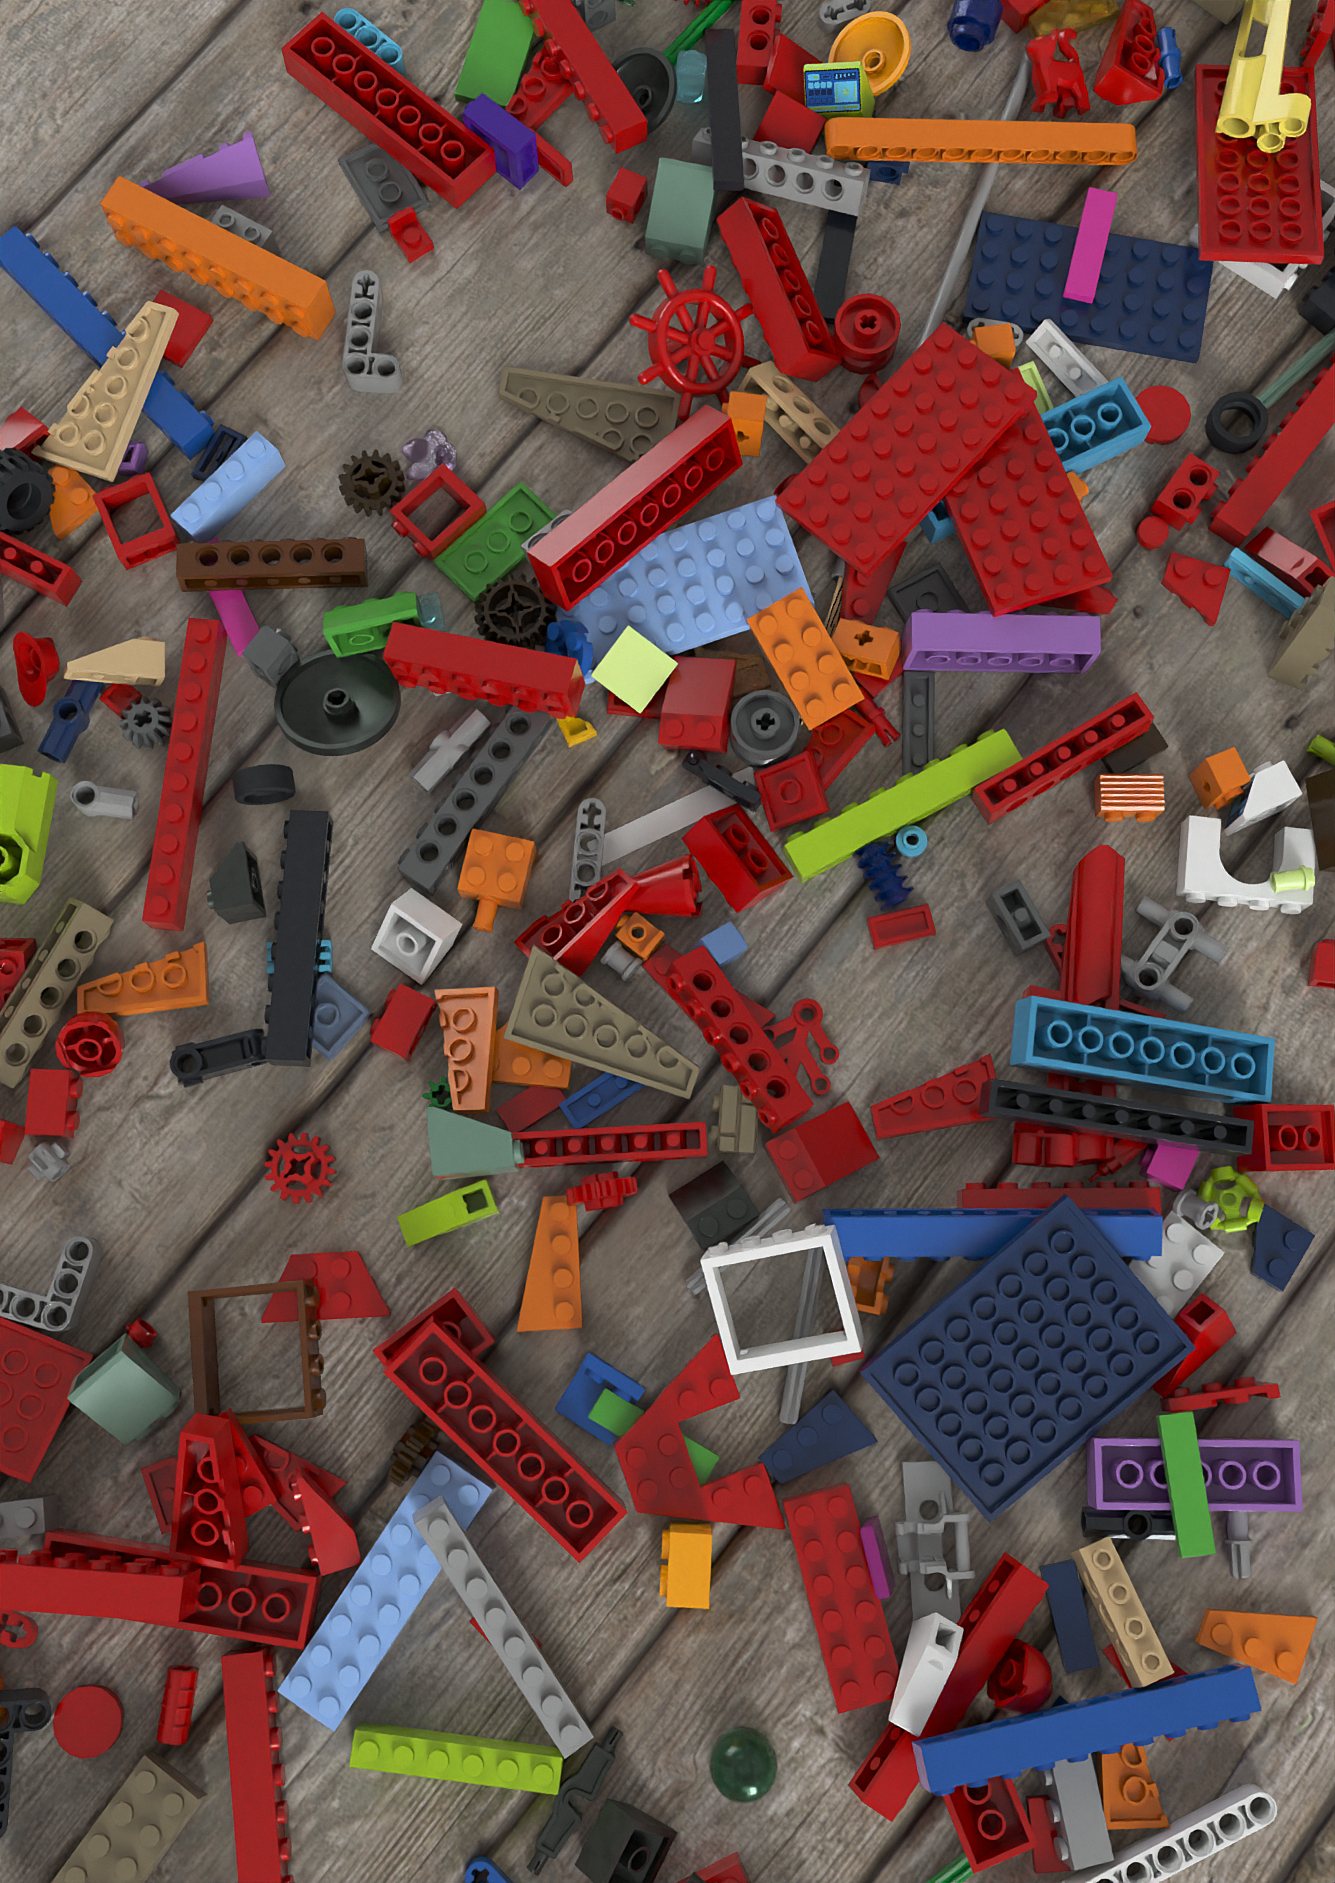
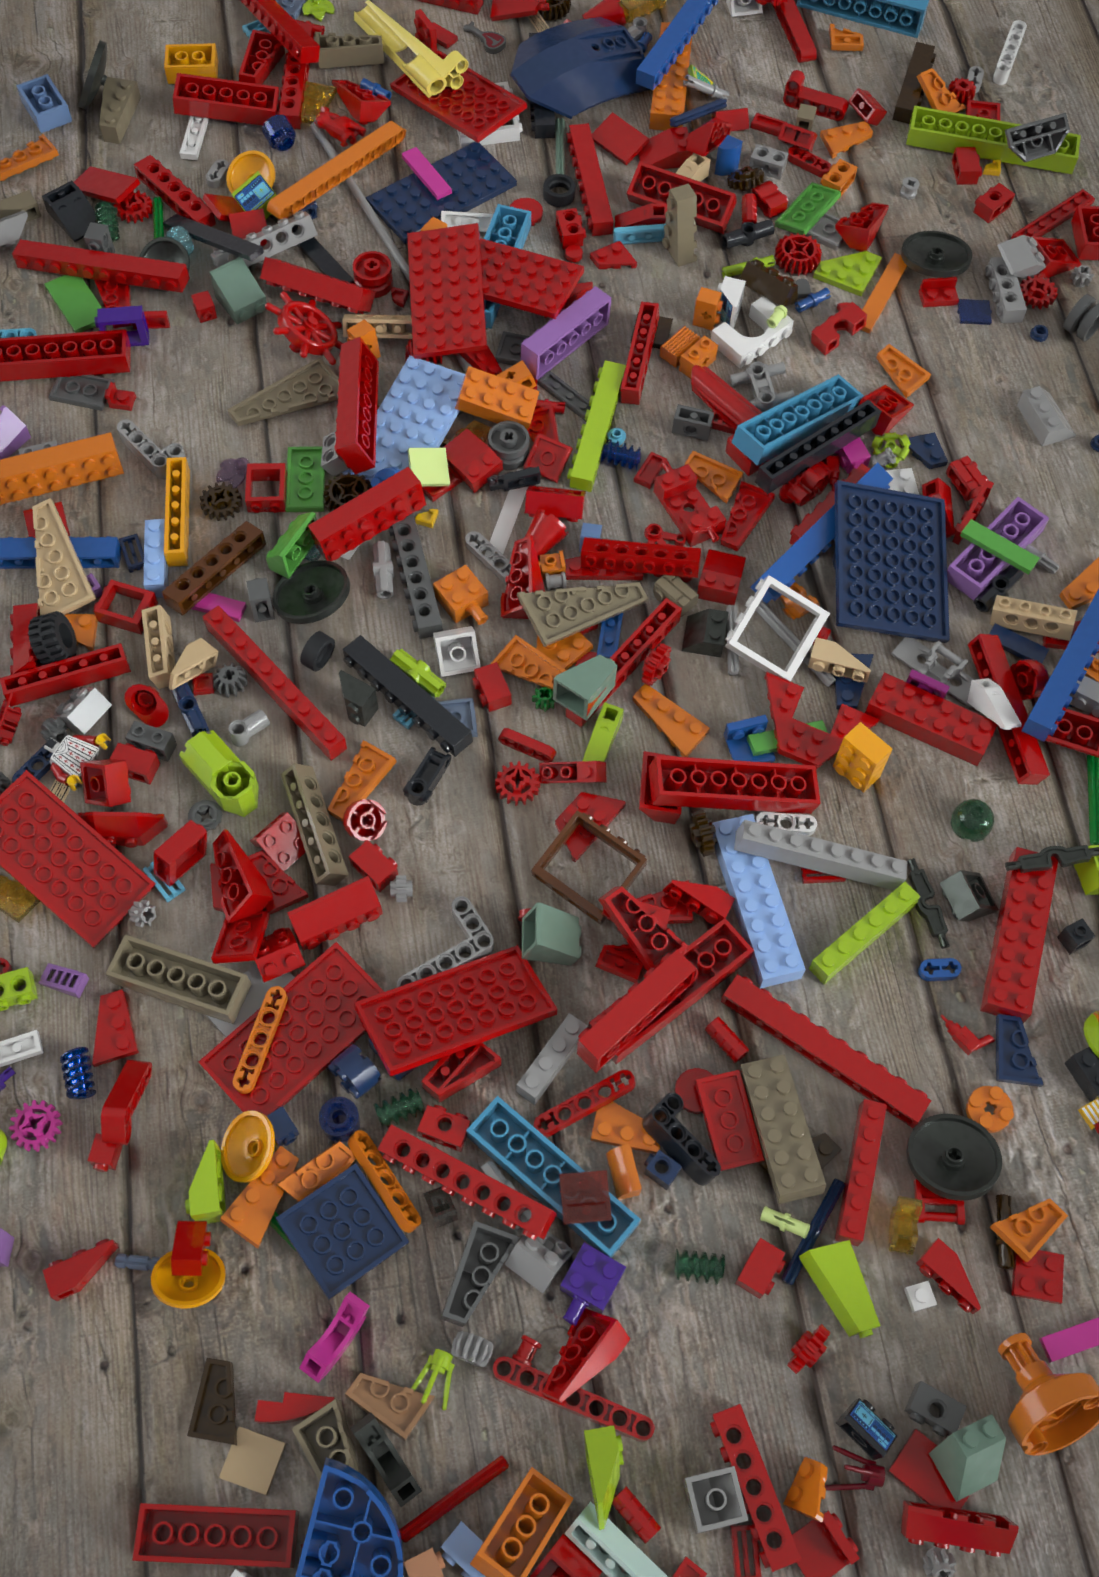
camera: 50 degrees left, 15 degrees down
(73, 1793) = (729, 1120): none -> red plate
(115, 605) = (158, 645): none -> tan brick
(308, 451) = (177, 512): none -> light orange brick
(346, 920) = (418, 672): none -> lime piece
(361, 1133) = (527, 745): none -> red beam
(372, 1224) = (573, 772): none -> red slope
(538, 1560) = (771, 816): none -> white beam
(811, 1400) = (834, 659): none -> tan slope
(897, 990) = (678, 491): none -> red brick
(967, 1014) = (715, 475): none -> orange wing
(1134, 833) = (701, 353): none -> orange brick
(1278, 1340) = (966, 477): none -> red brick

